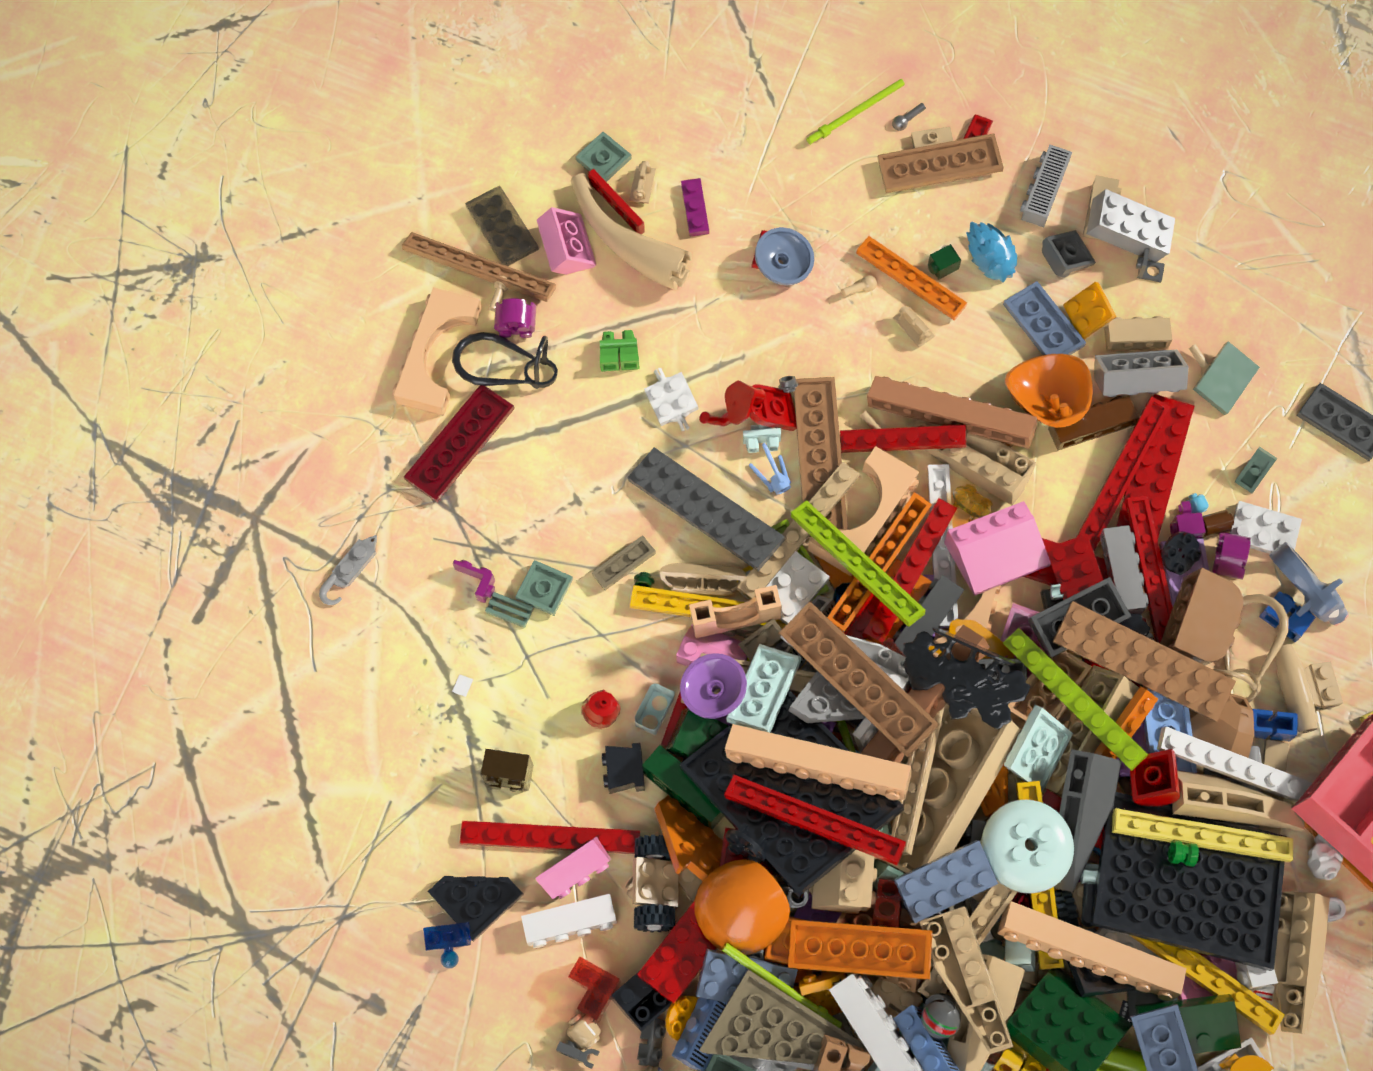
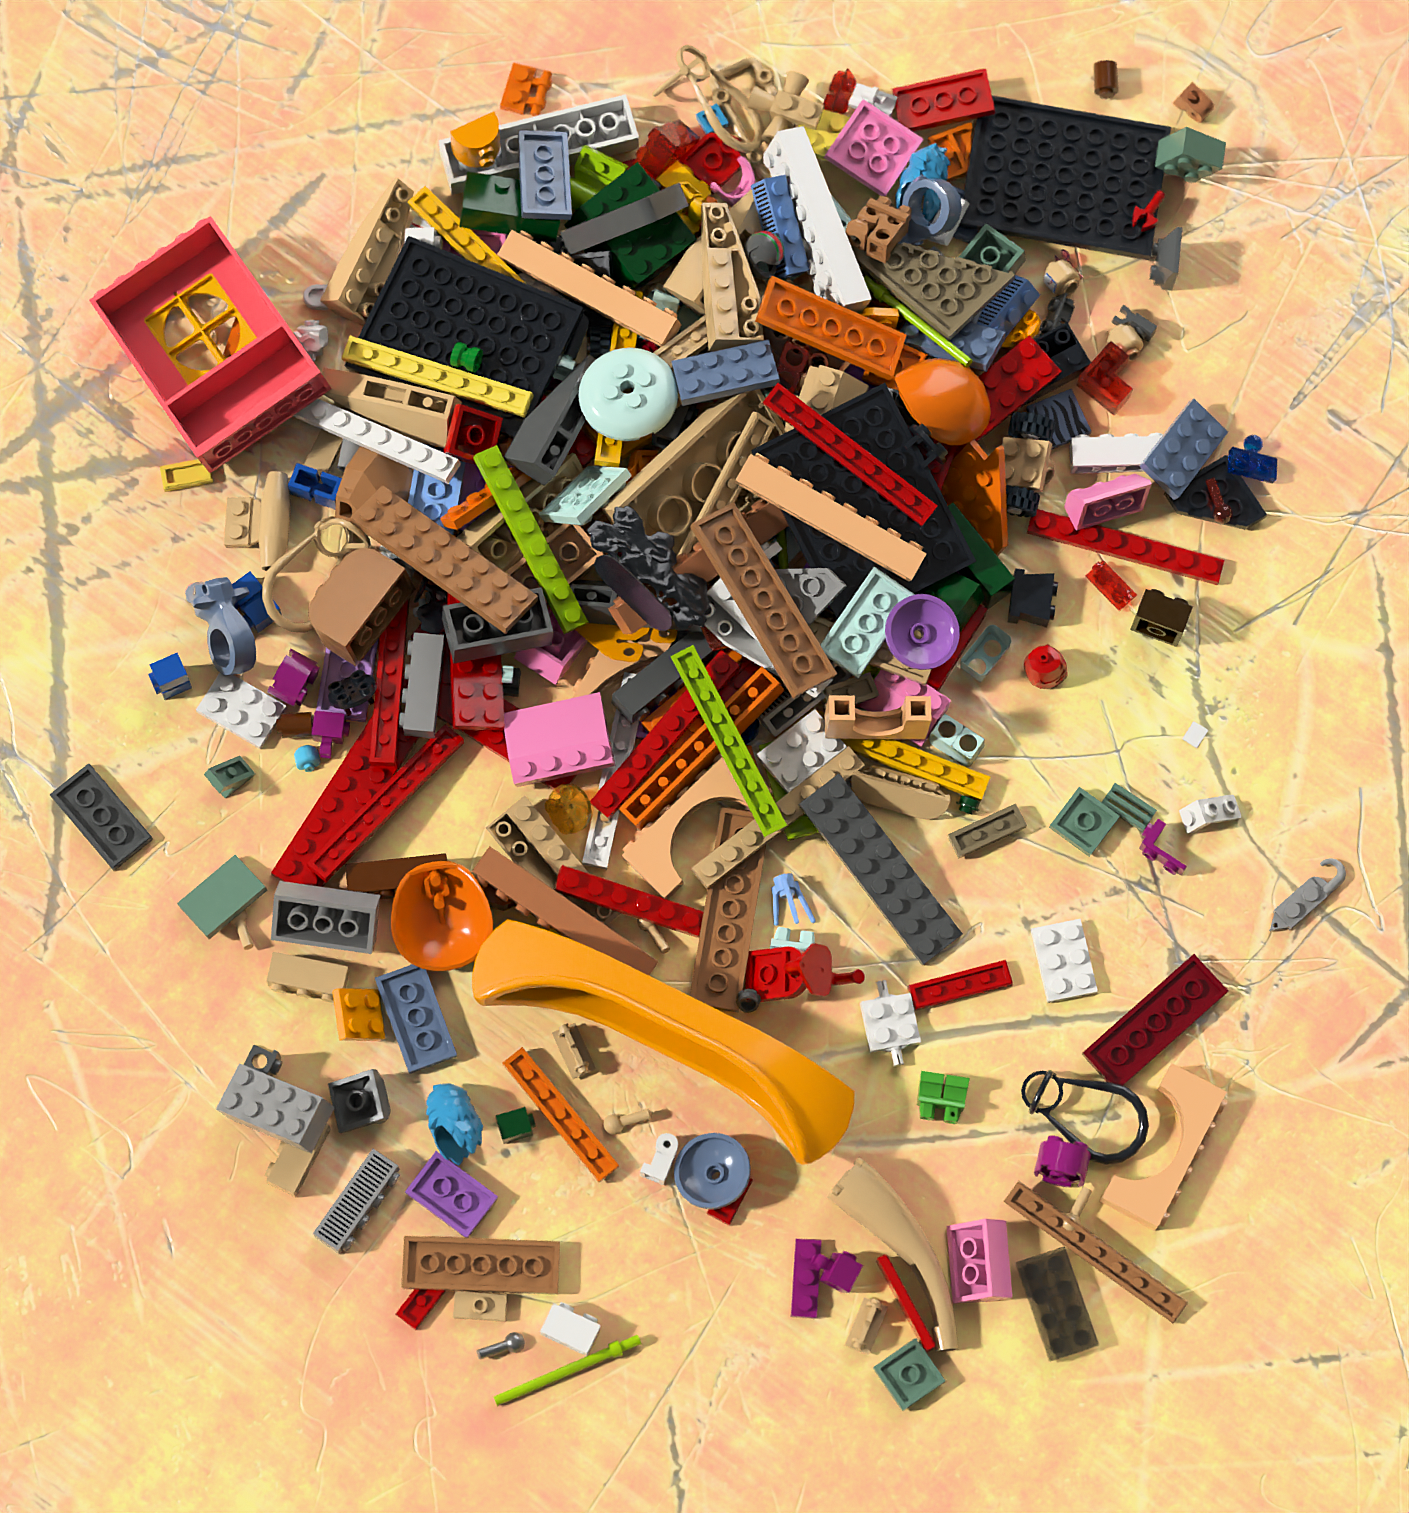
camera: 175 degrees left, 5 degrees up
(437, 616) = (1209, 811): none -> white bracket
(468, 883) = (1222, 512): none -> clear red bar
(511, 933) = (1183, 449): none -> sand blue plate
(541, 476) = (1064, 960): none -> white plate
(556, 798) = (1110, 585): none -> clear red hinge
(621, 440) = (960, 985): none -> red tile
(629, 946) = (1066, 414): none -> sand blue tile
(653, 636) = (956, 752): none -> light aqua piece
(671, 211) = (839, 1271): none -> magenta brick
(824, 269) = (666, 1150): none -> white leg
(861, 134) = (570, 1328): none -> white brick
(953, 363) = (553, 972): none -> light orange piece
(977, 204) = (451, 1194): none -> medium lavender plate
(1073, 1013) = (624, 219): none -> dark grey beam
(1334, 533) = (169, 676): none -> blue piece

